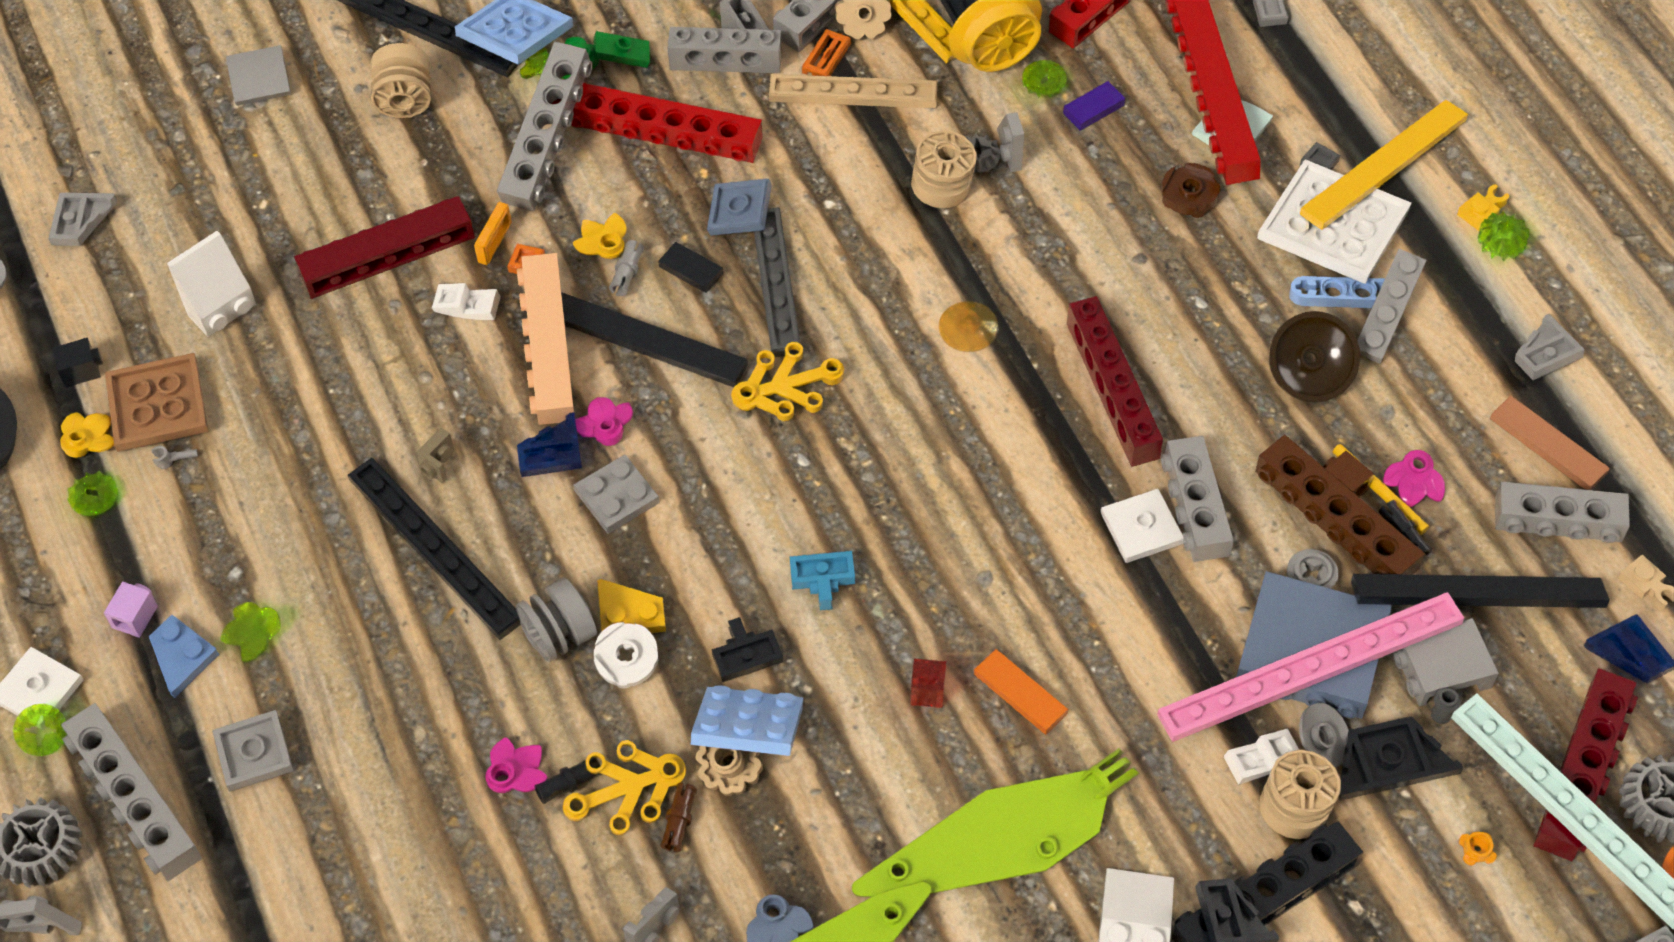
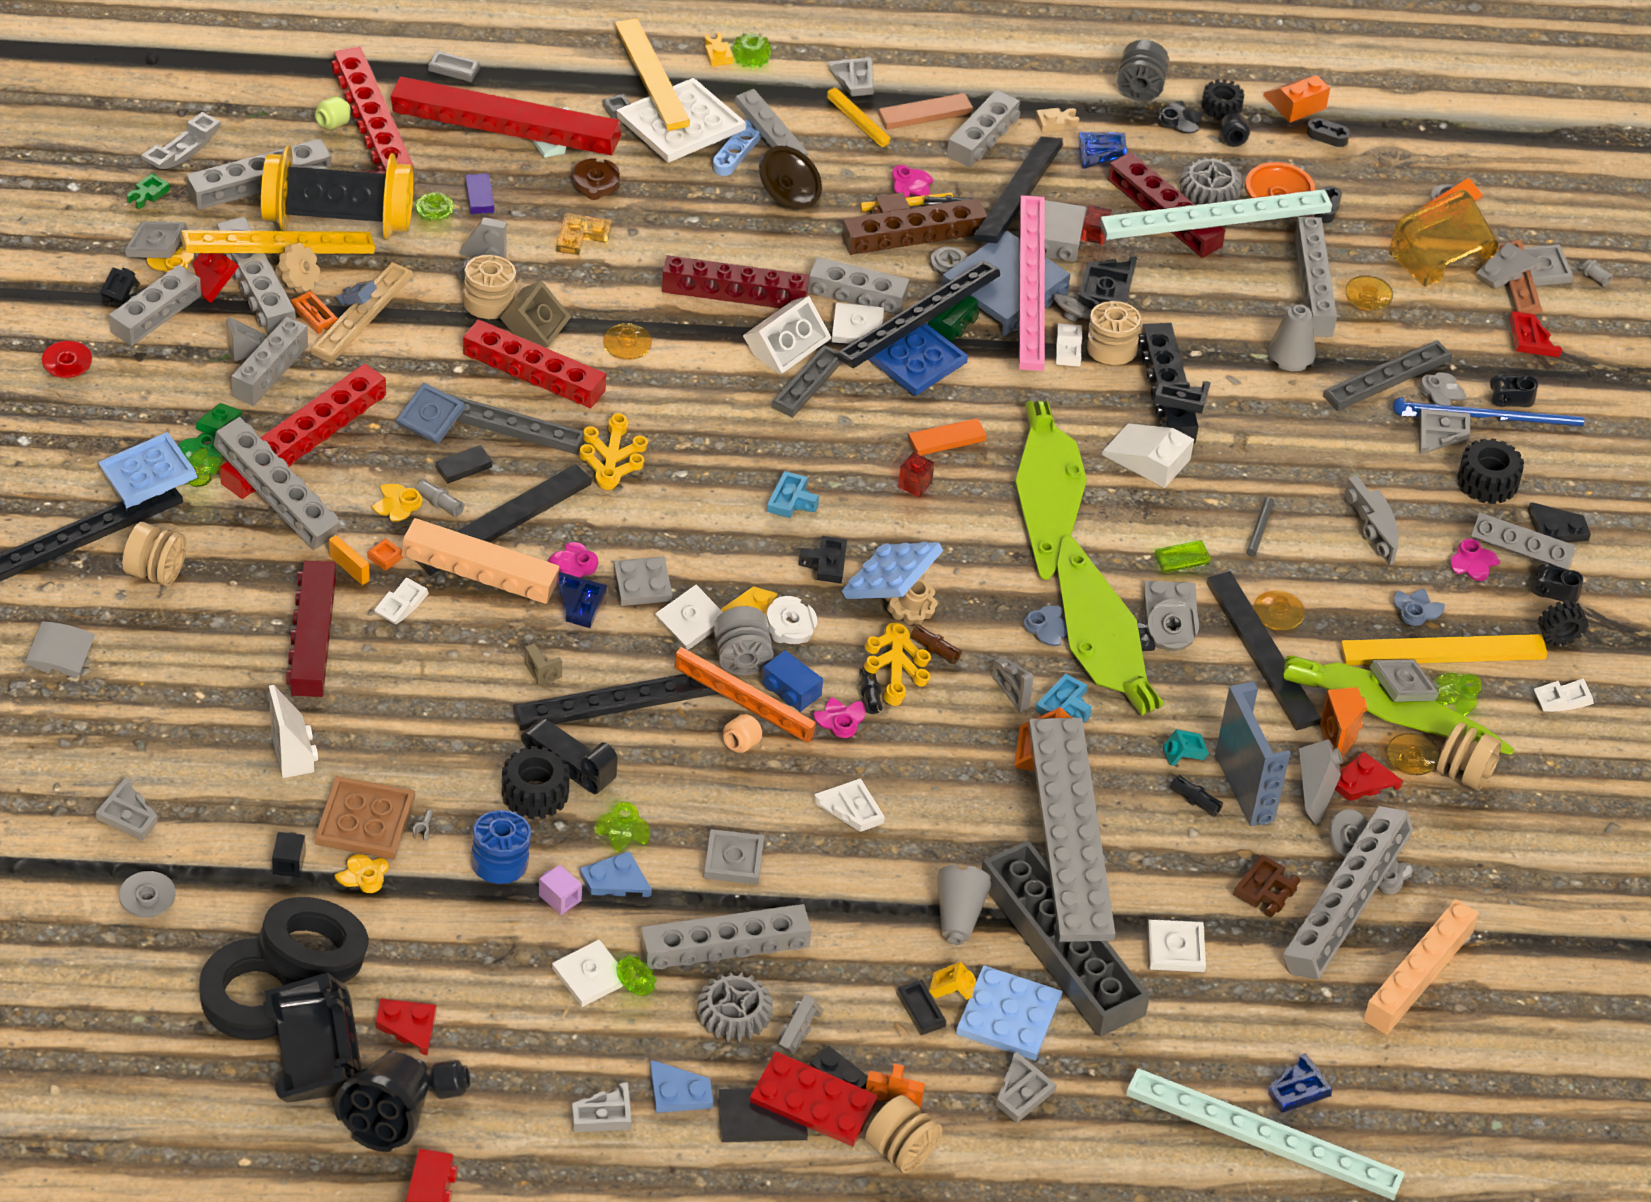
camera: 70 degrees left, 10 degrees down
(88, 504) = (420, 894): clear neon green gear -> none
(152, 529) = (500, 846): none -> blue wheel
(256, 502) = (535, 799): none -> black tyre
(310, 560) = (587, 767): none -> black beam
(384, 835) = (852, 805): none -> white wing
(432, 680) = (742, 733): none -> light nougat head
(482, 658) = (744, 695): none -> orange tile
(536, 695) = (792, 681): none -> blue brick
(582, 559) = (689, 617): none -> white plate
(861, 72) = (358, 294): none -> sand blue plate
(867, 260) = (534, 363): none -> red brick
(940, 230) = (536, 315): none -> dark tan slope
(1019, 516) = (807, 382): none -> dark grey tile
(1068, 465) = (788, 335): none -> white slope
(1102, 208) = (580, 228): none -> clear yellow plate
(1127, 604) = (920, 359): none -> blue plate
(1182, 574) = (918, 314): none -> black tile
(1217, 613) = (954, 320): none -> dark green brick
(1446, 702) = (1089, 241): dark grey pin -> none
(1479, 839) = (1191, 279): light orange plate -> none
(1482, 383) = (858, 117): none -> yellow axle
(1495, 692) = (1091, 227): none -> clear red brick

